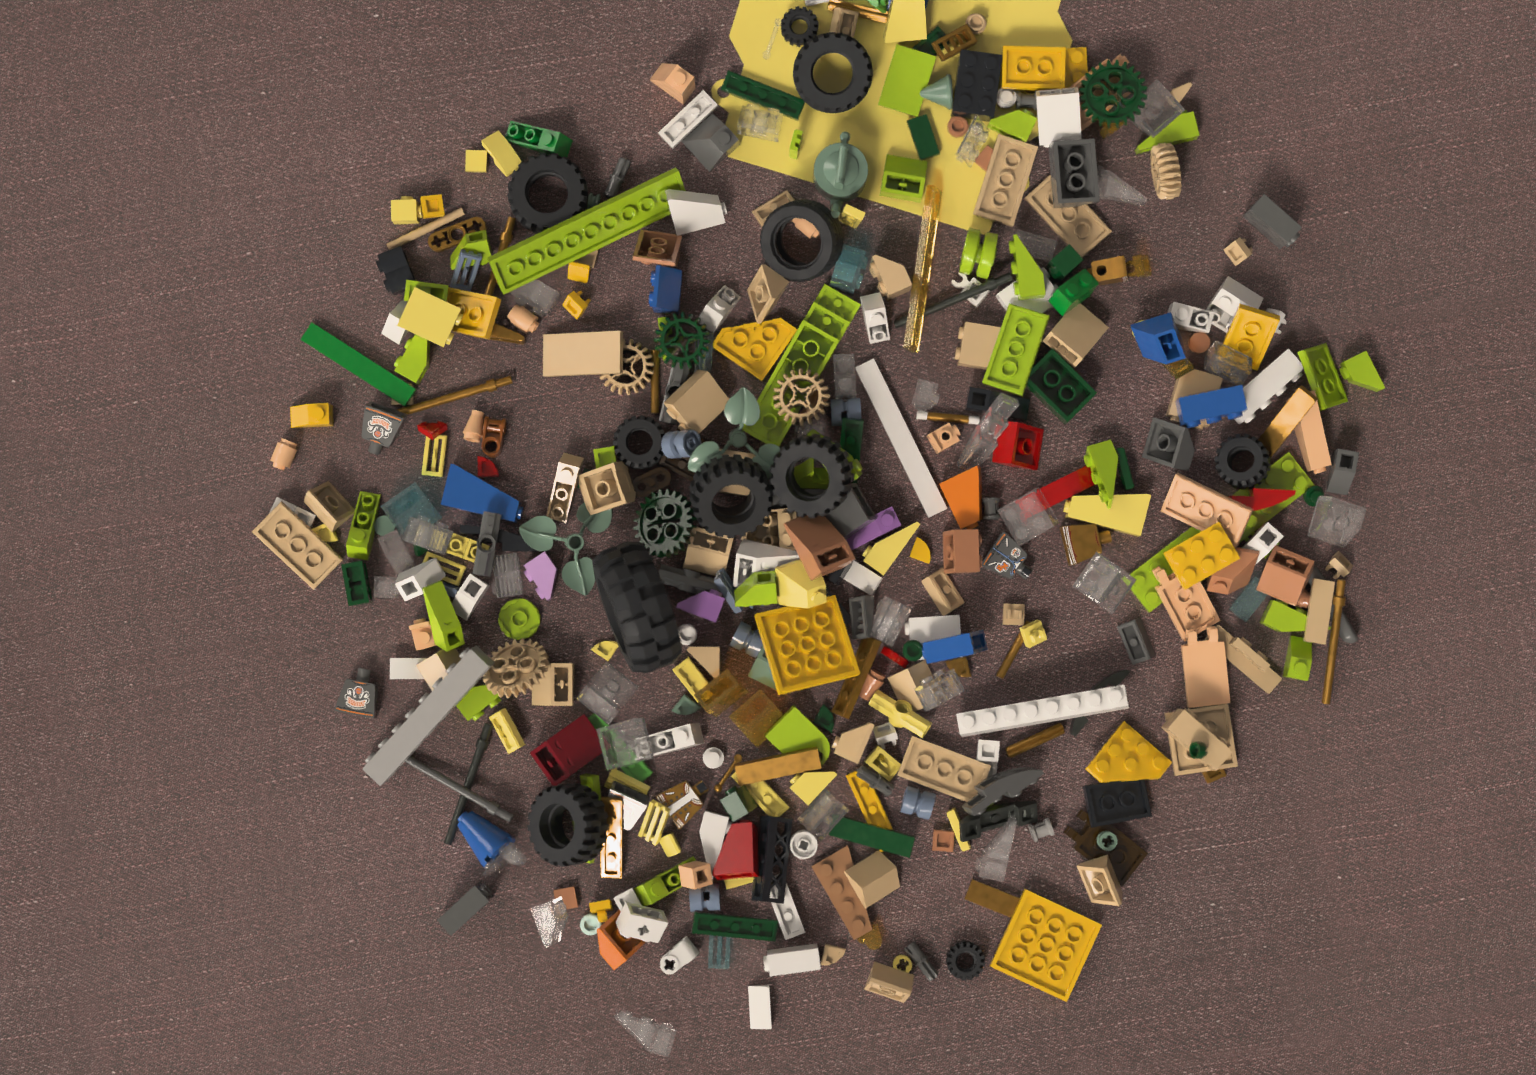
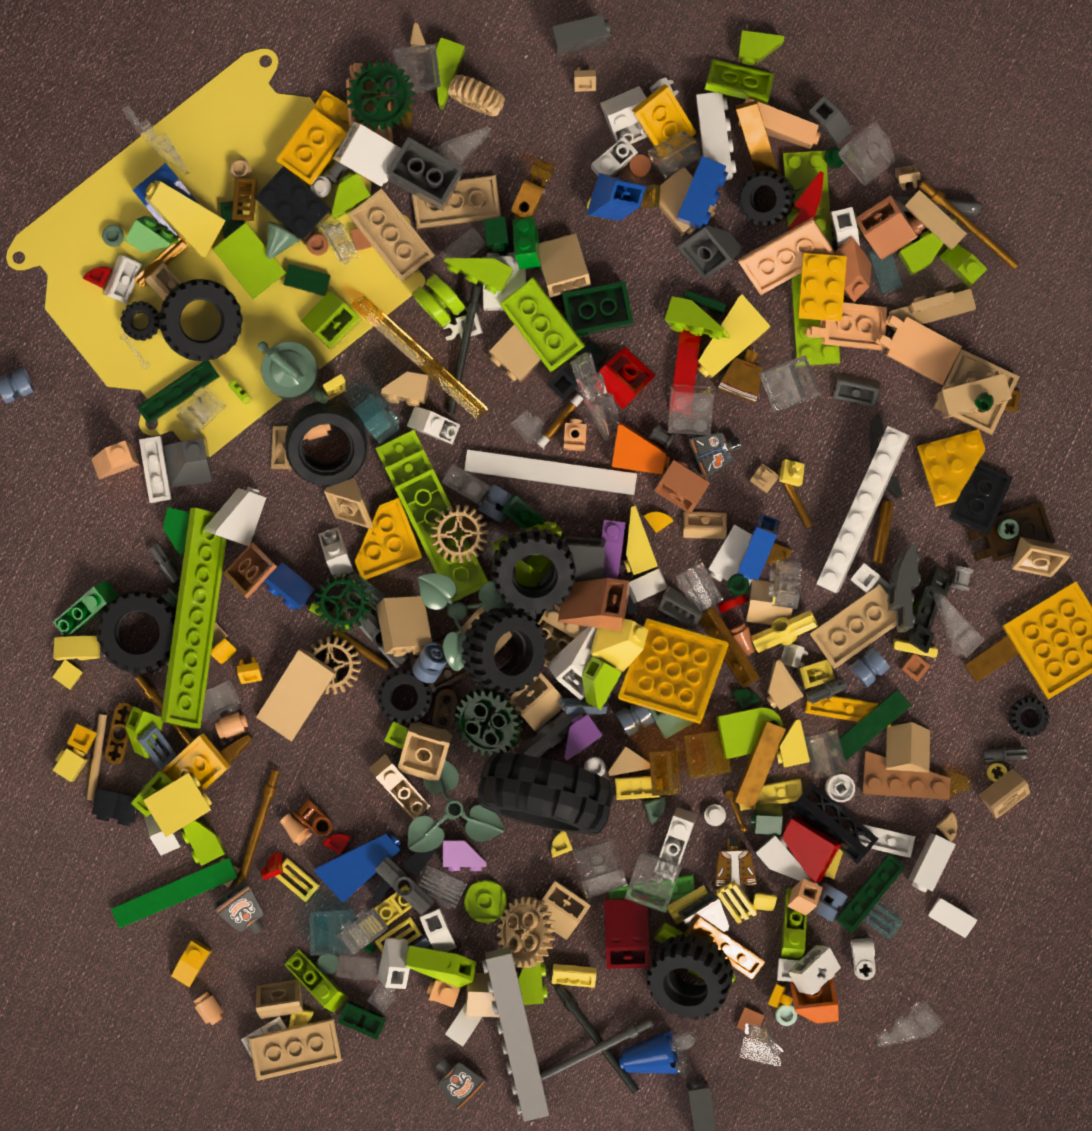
camera: 55 degrees left, 0 degrees up
(652, 166) = (176, 528): none -> green slope

